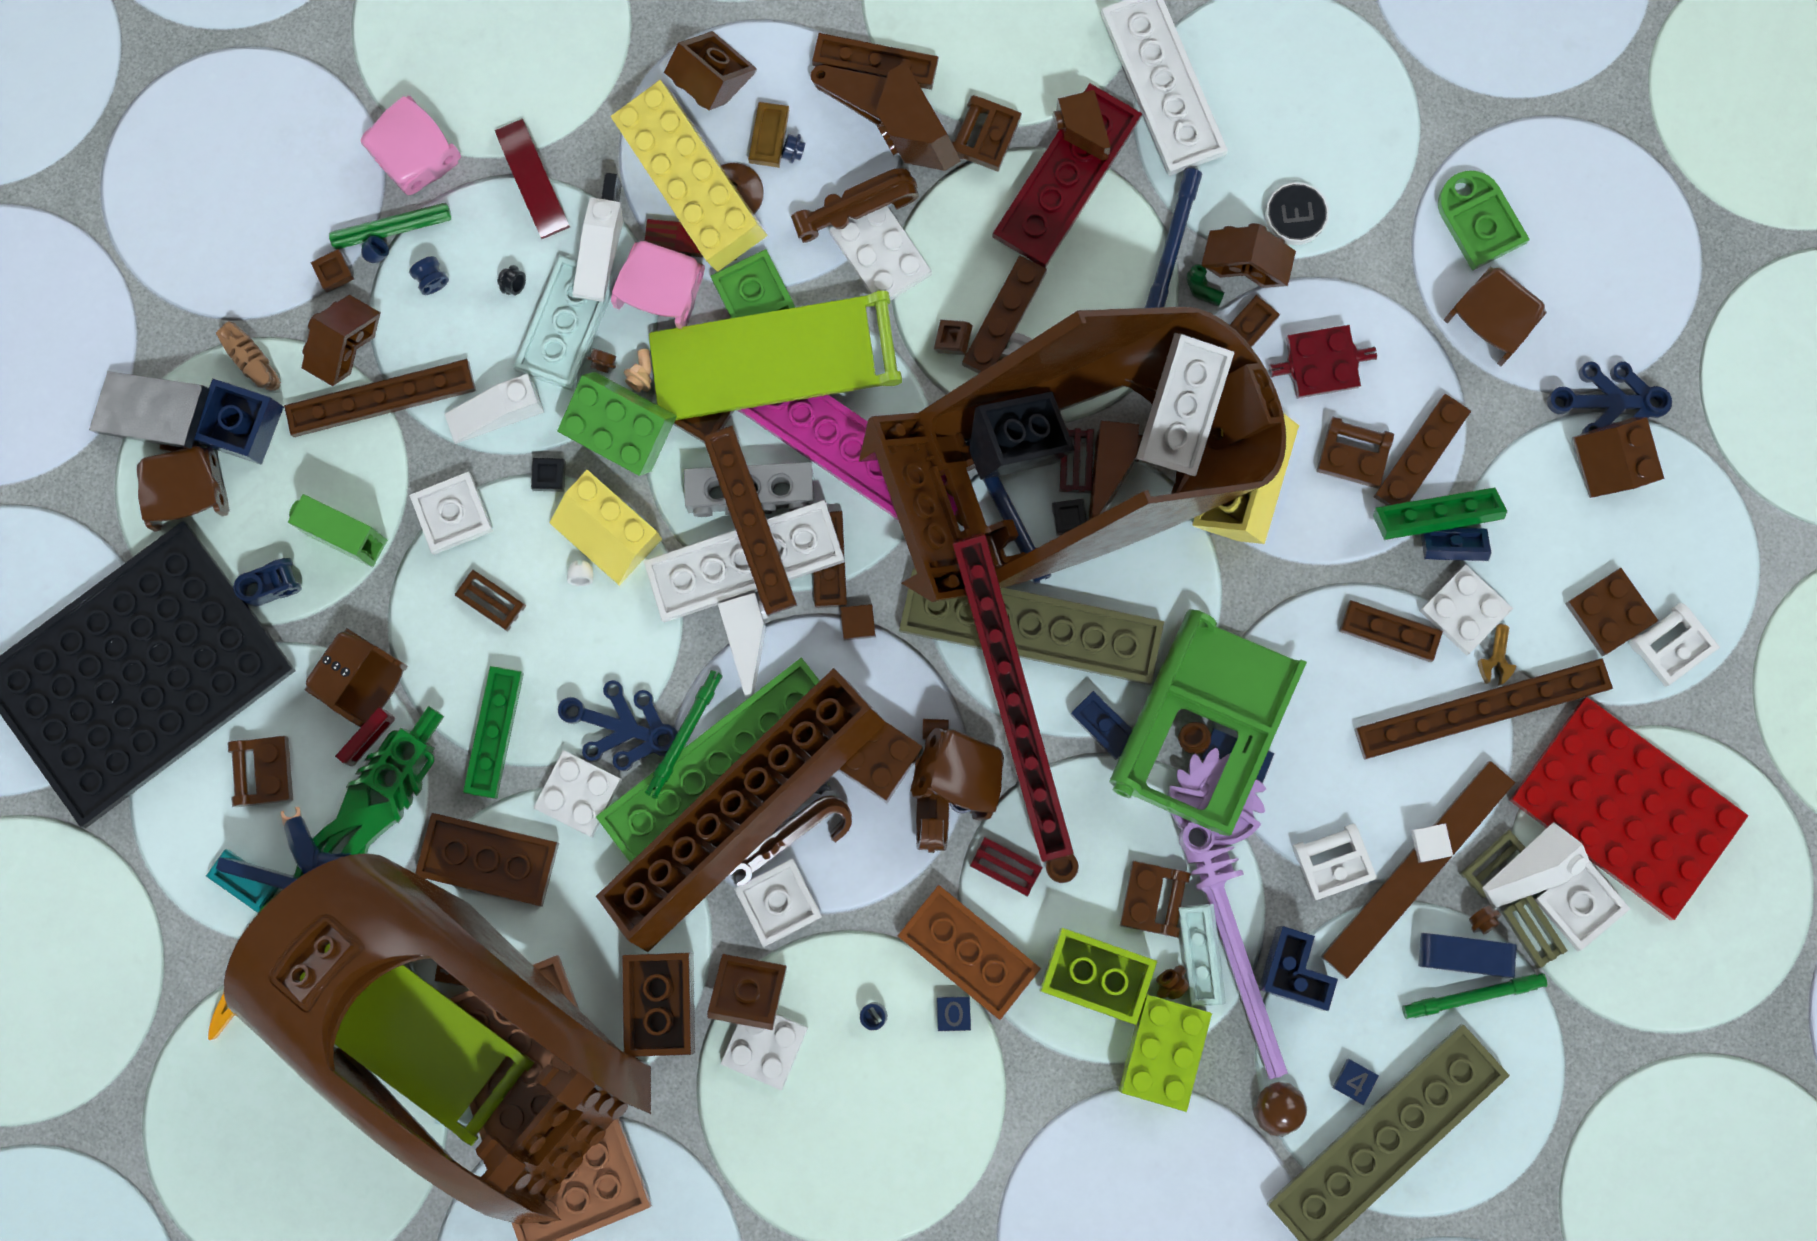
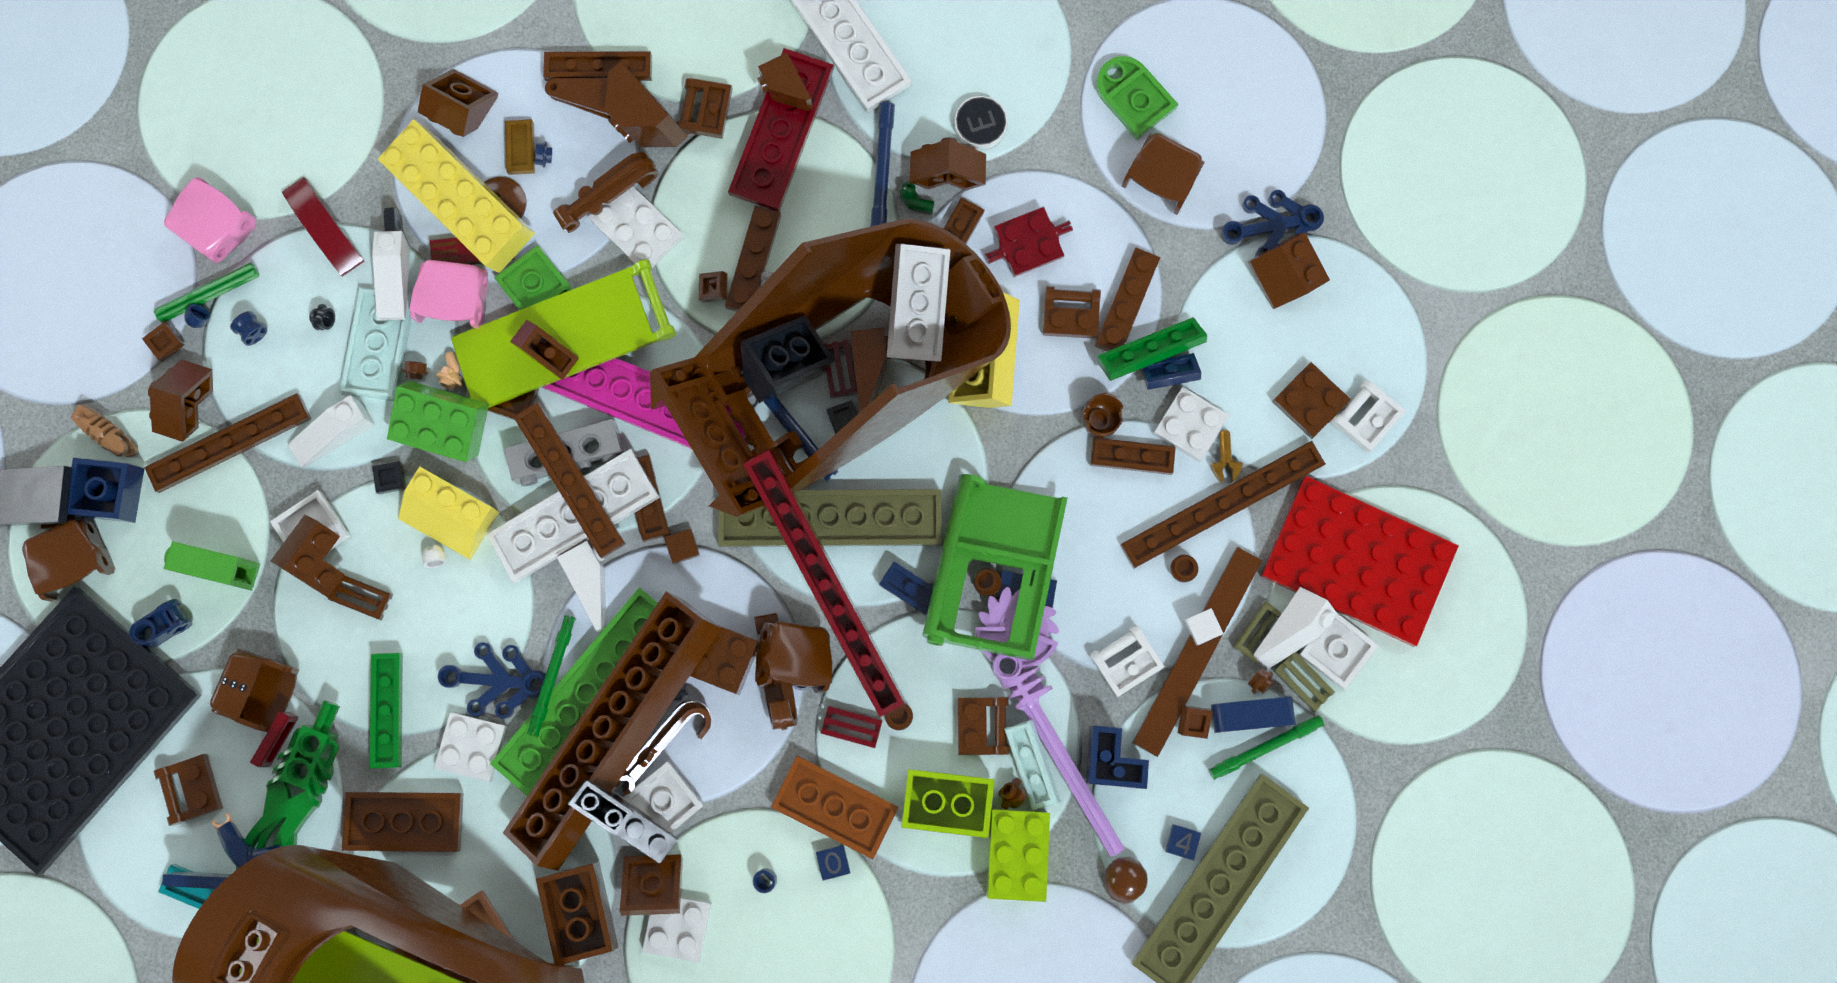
camera: 20 degrees left, 0 degrees up
(441, 540) = (304, 555): none -> reddish brown brick
(732, 912) = (622, 820): none -> slope
(752, 368) = (544, 349): none -> reddish brown slope
(1366, 576) = (1102, 415): none -> reddish brown hair
(1398, 948) = (1195, 722): none -> reddish brown plate
(1423, 772) = (1184, 568): none -> reddish brown plate

